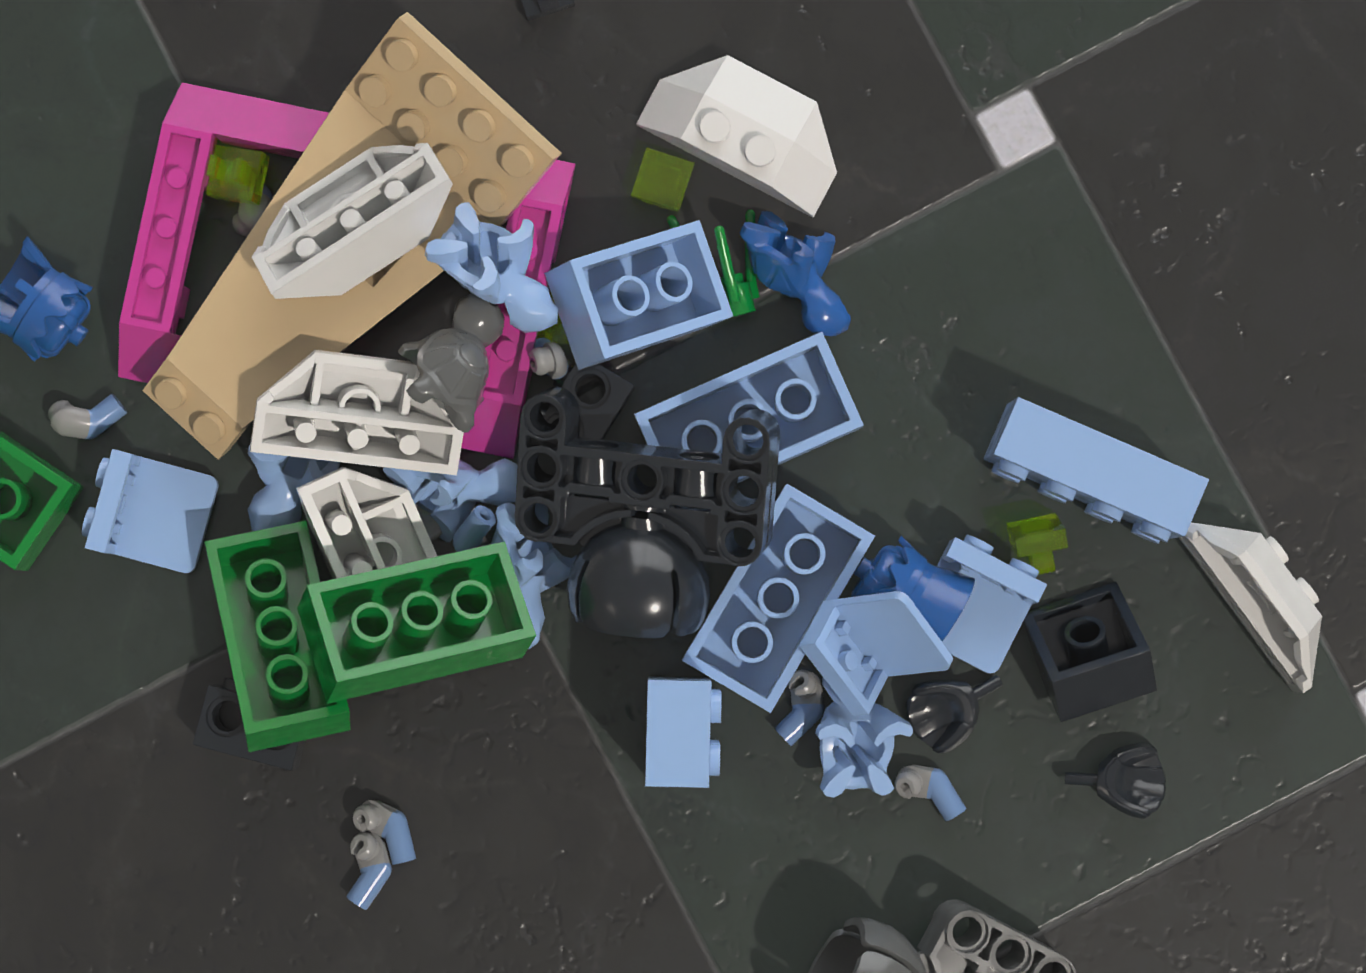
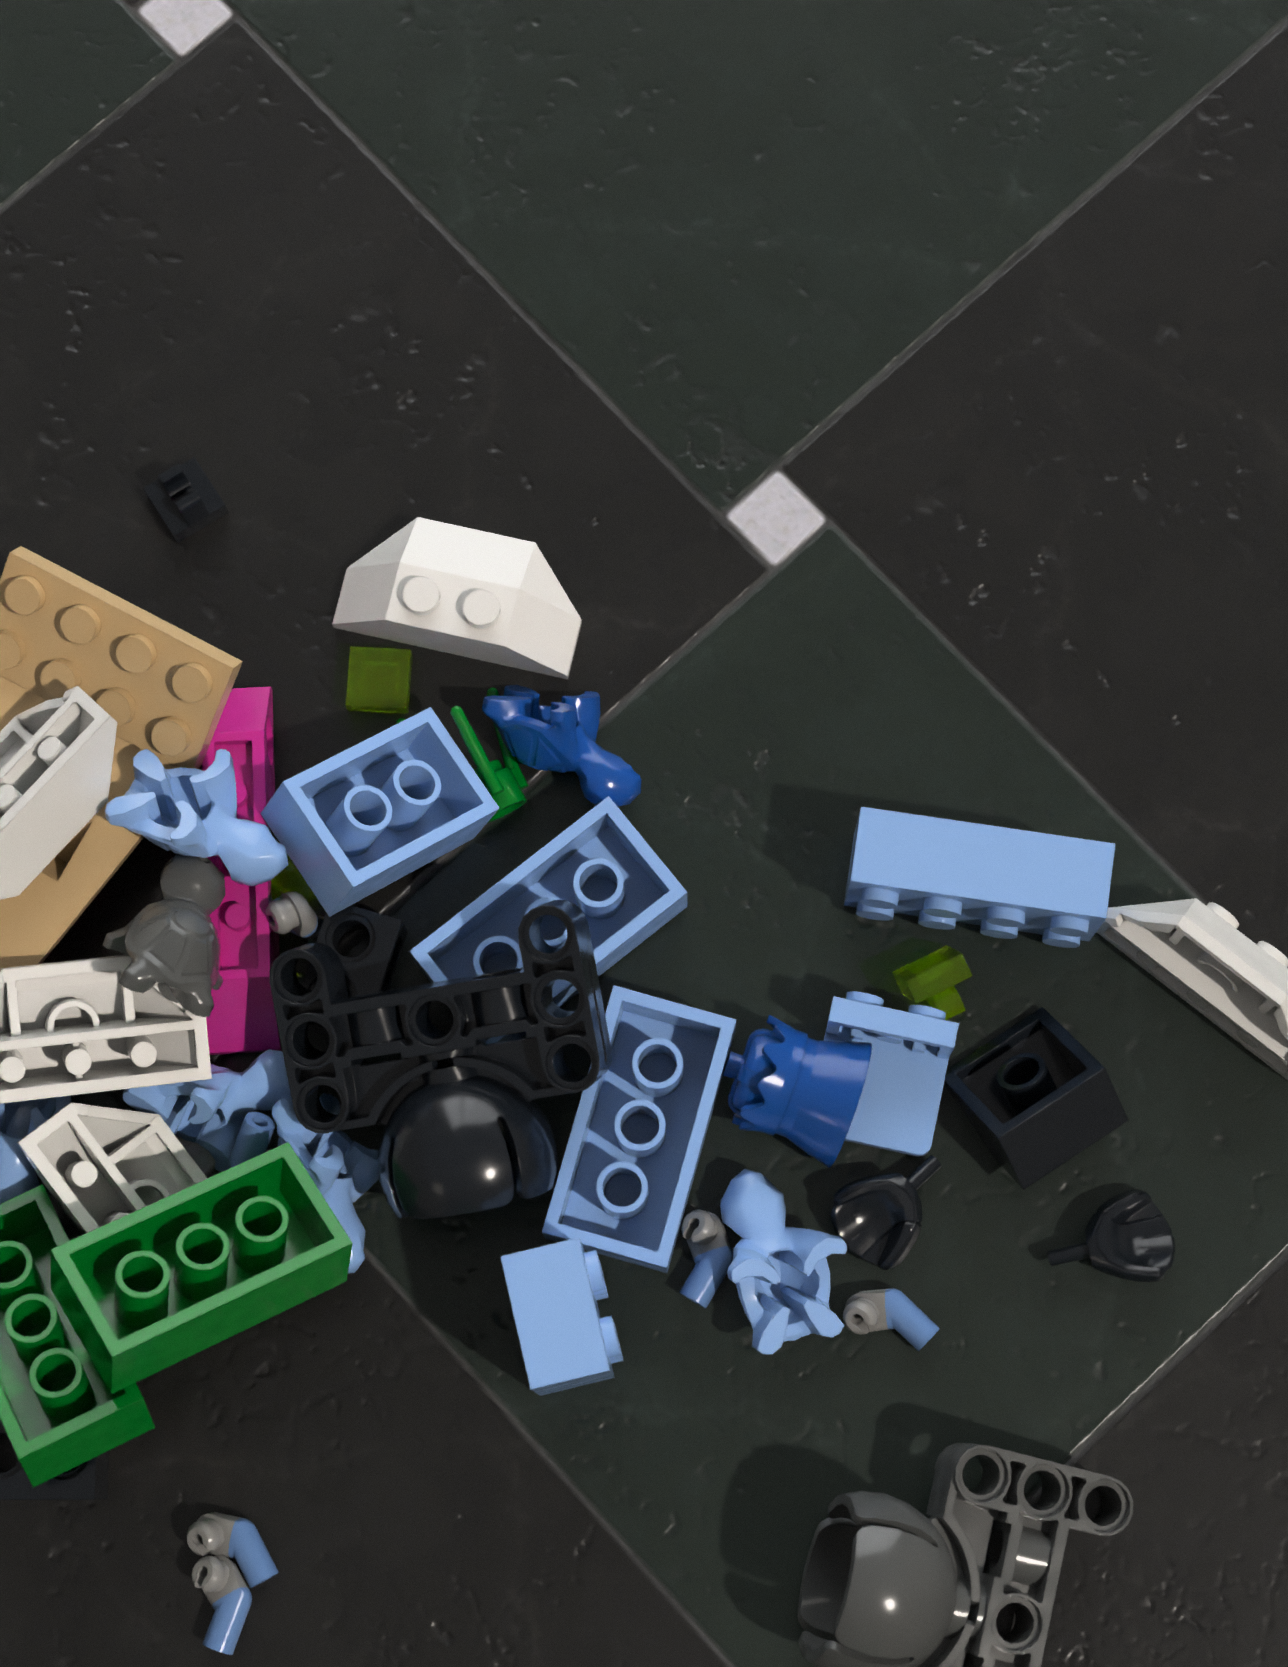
camera: 10 degrees left, 10 degrees down
(866, 641) = (764, 1146): light blue bracket -> none

